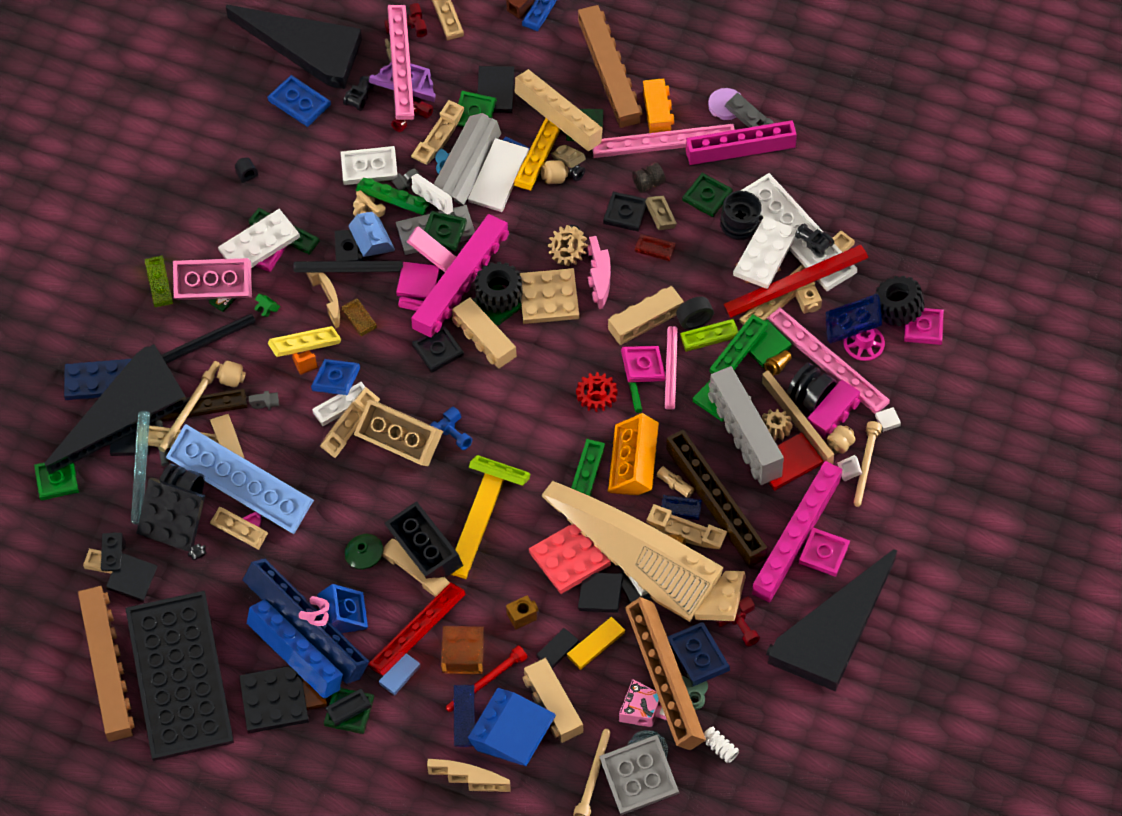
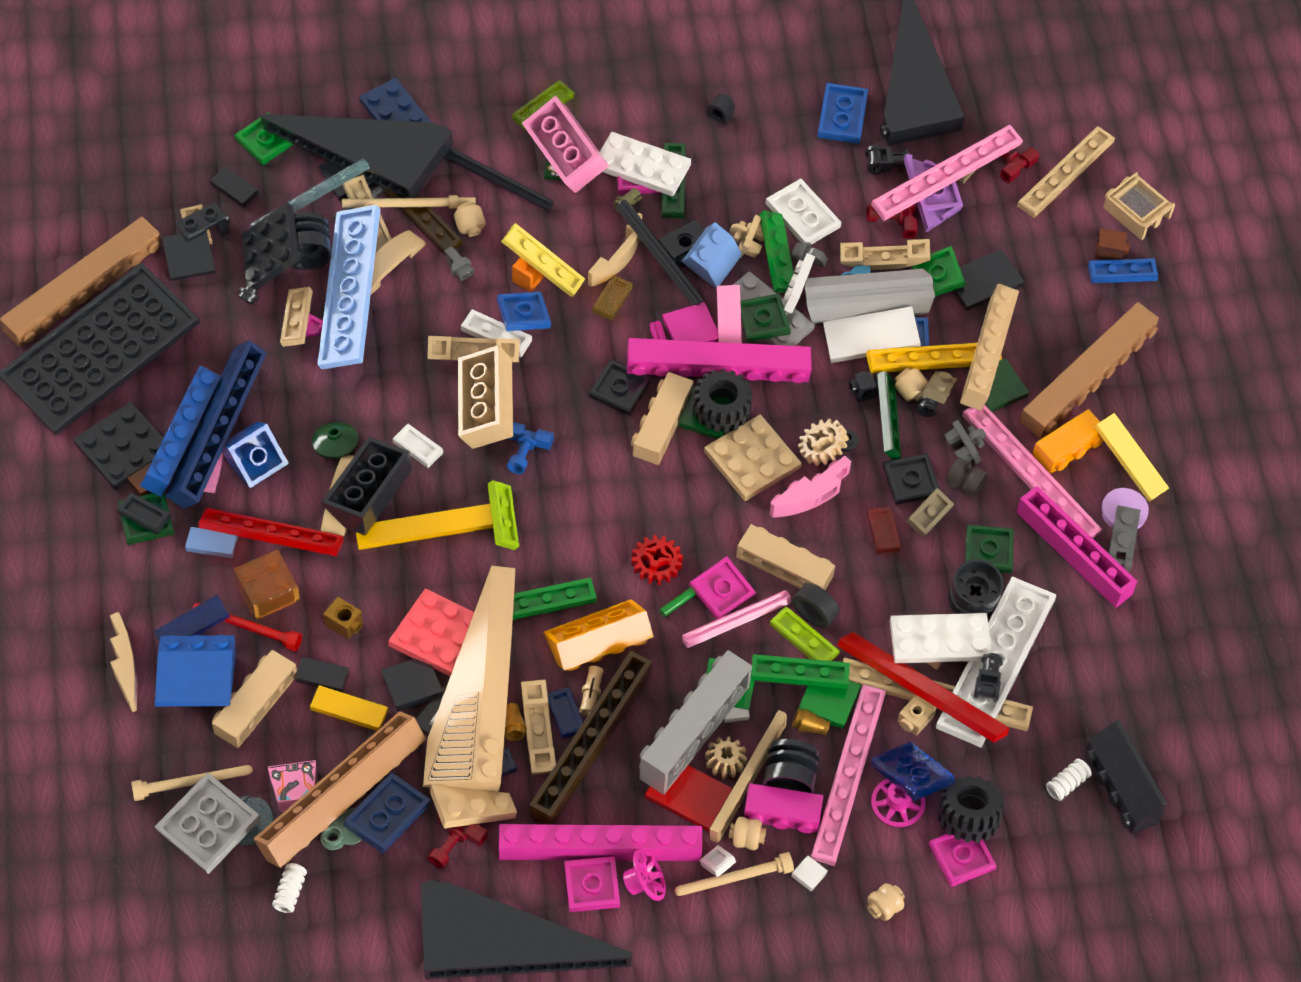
camera: 55 degrees right, 0 degrees up
(87, 519) = (234, 187): none -> black tile
(266, 303) = (572, 208): green tile -> none
(283, 270) = (631, 197): none -> olive pin
(310, 616) = (210, 420): bright pink helmet -> none
(402, 499) = (419, 445): none -> white tile
(536, 200) = (864, 386): none -> black plate
(570, 197) = (889, 416): none -> dark green tile
(619, 161) = (959, 435): none -> dark grey hips
(693, 77) = (1131, 457): none -> light yellow tile
(838, 518) = (642, 878): none -> dark pink wheel
(905, 237) = (1068, 779): none -> white piece
(926, 203) = (1125, 778): none -> black slope
(935, 384) = (885, 901): none -> tan piece

